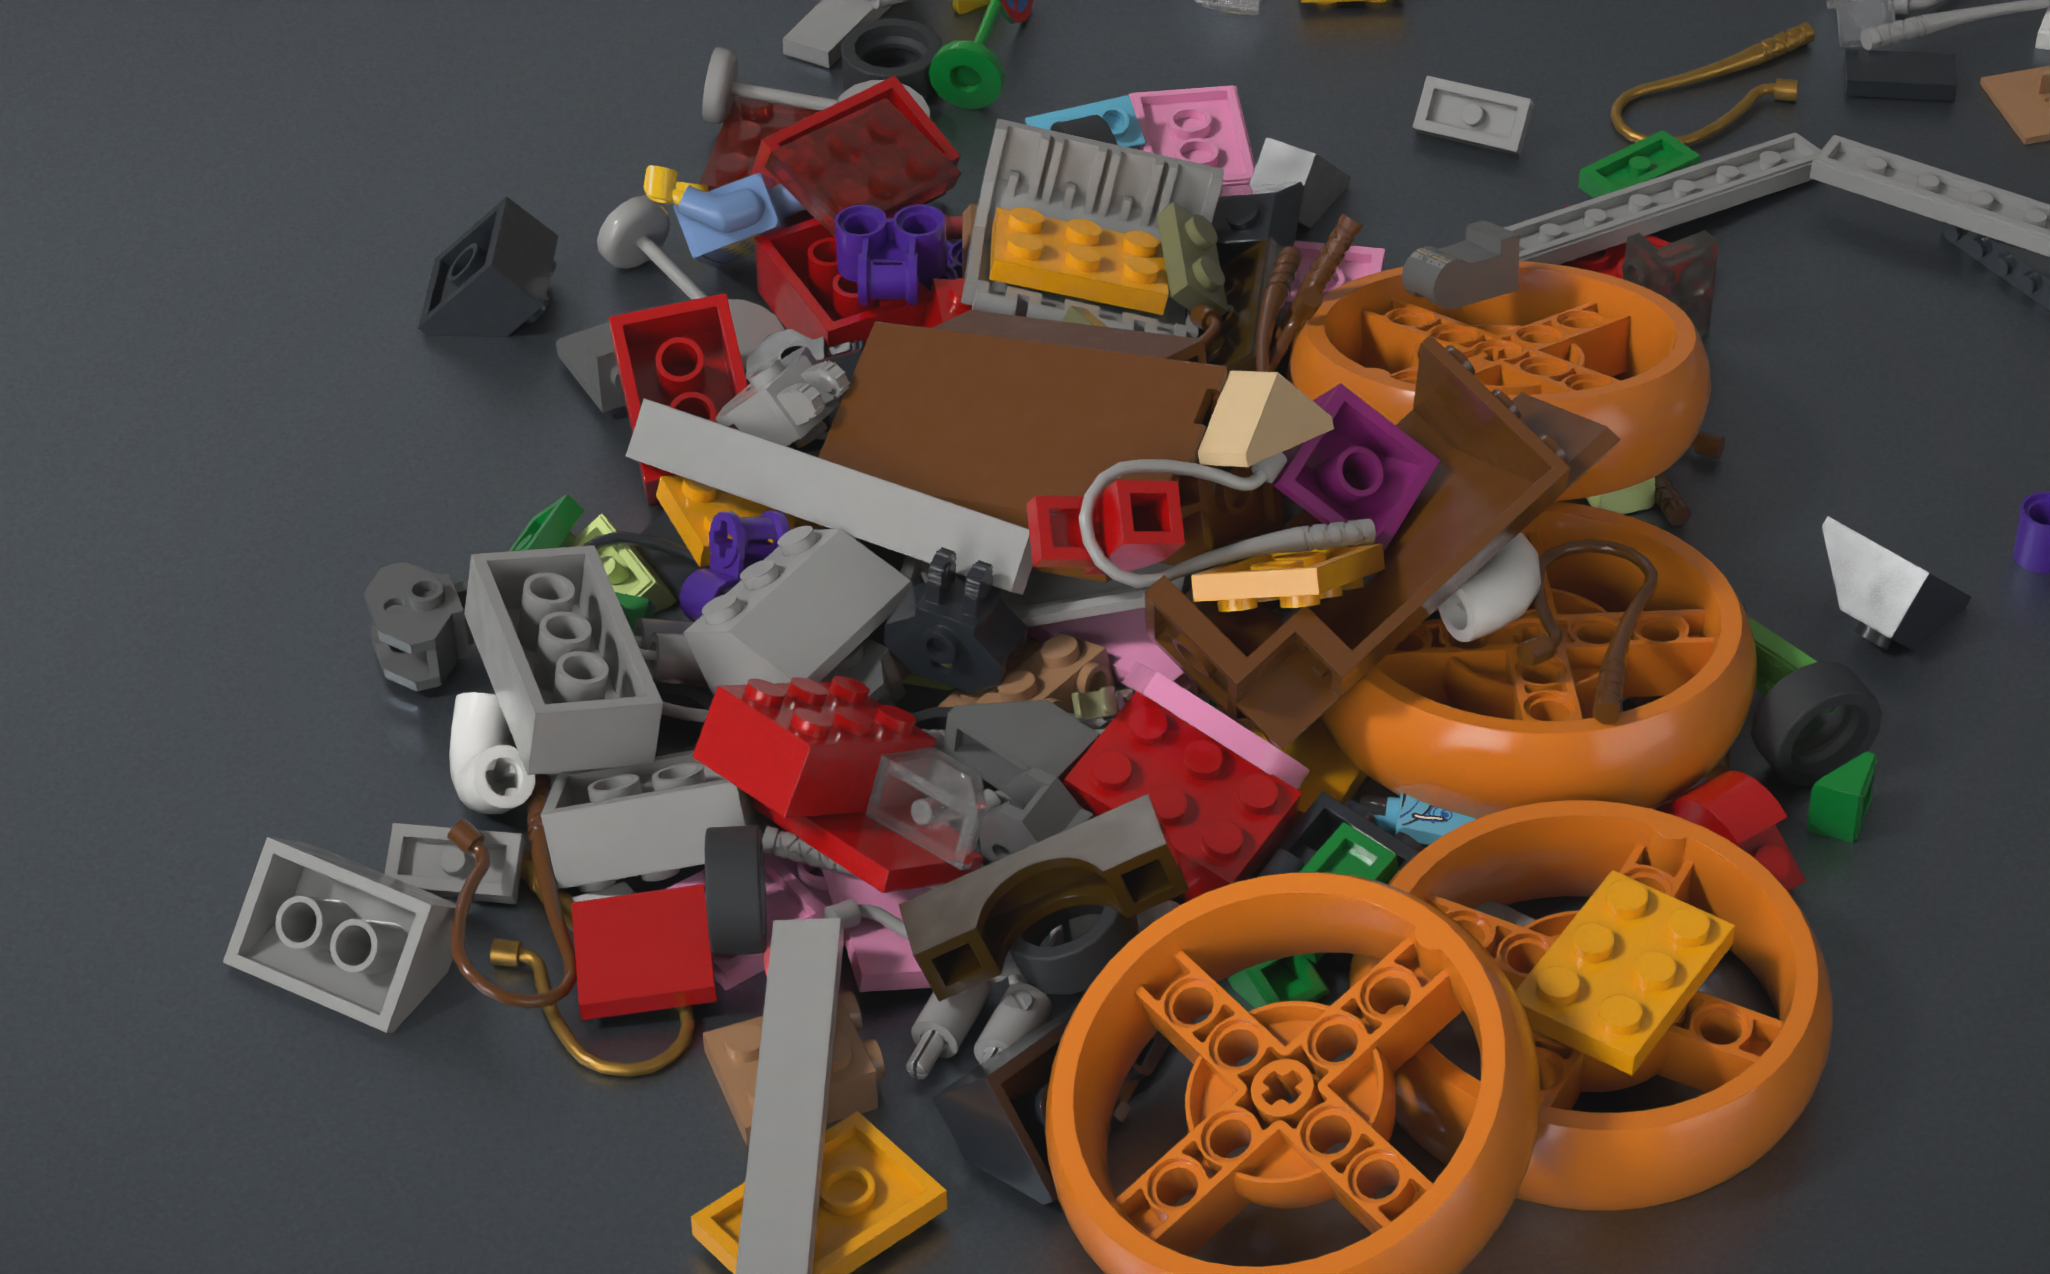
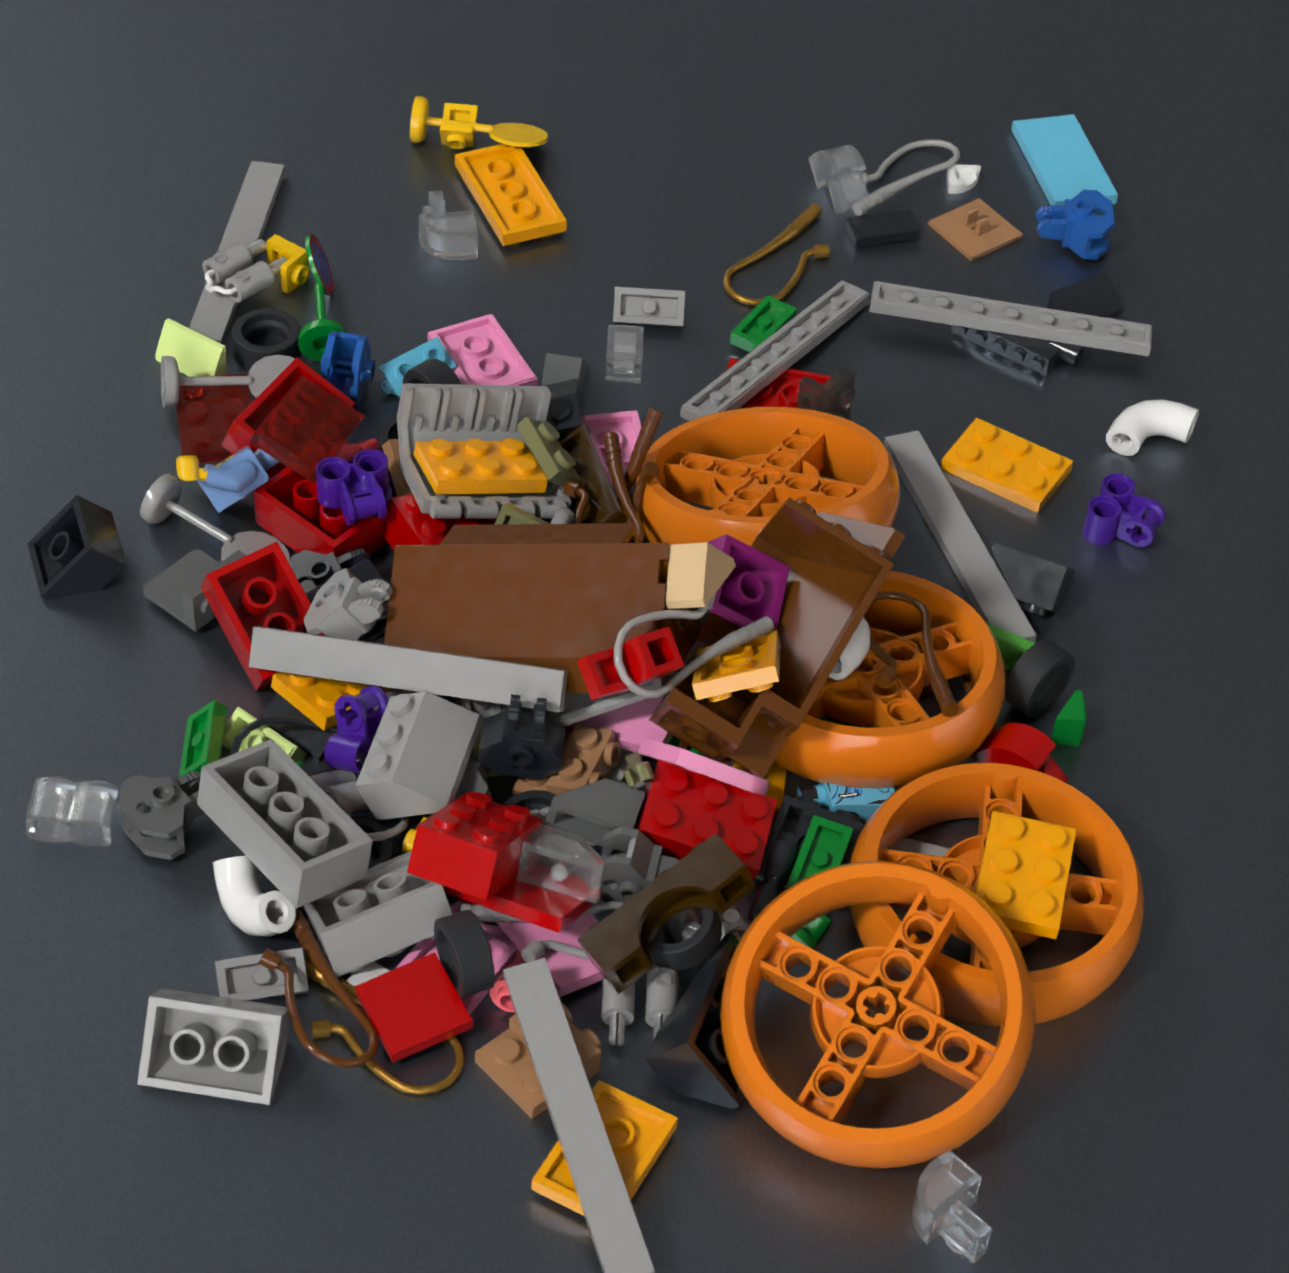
camera: 25 degrees left, 5 degrees up
(308, 598) = (72, 811): none -> clear brick
(777, 57) = (193, 351): none -> yellowish green slope
(970, 101) = (348, 364): none -> blue hinge
(1400, 168) = (624, 354): none -> clear brick
(1467, 270) = (725, 425): dark grey leg -> none
(1798, 505) = (956, 534): none -> light grey tile
(1934, 431) = (1006, 465): none -> light orange plate

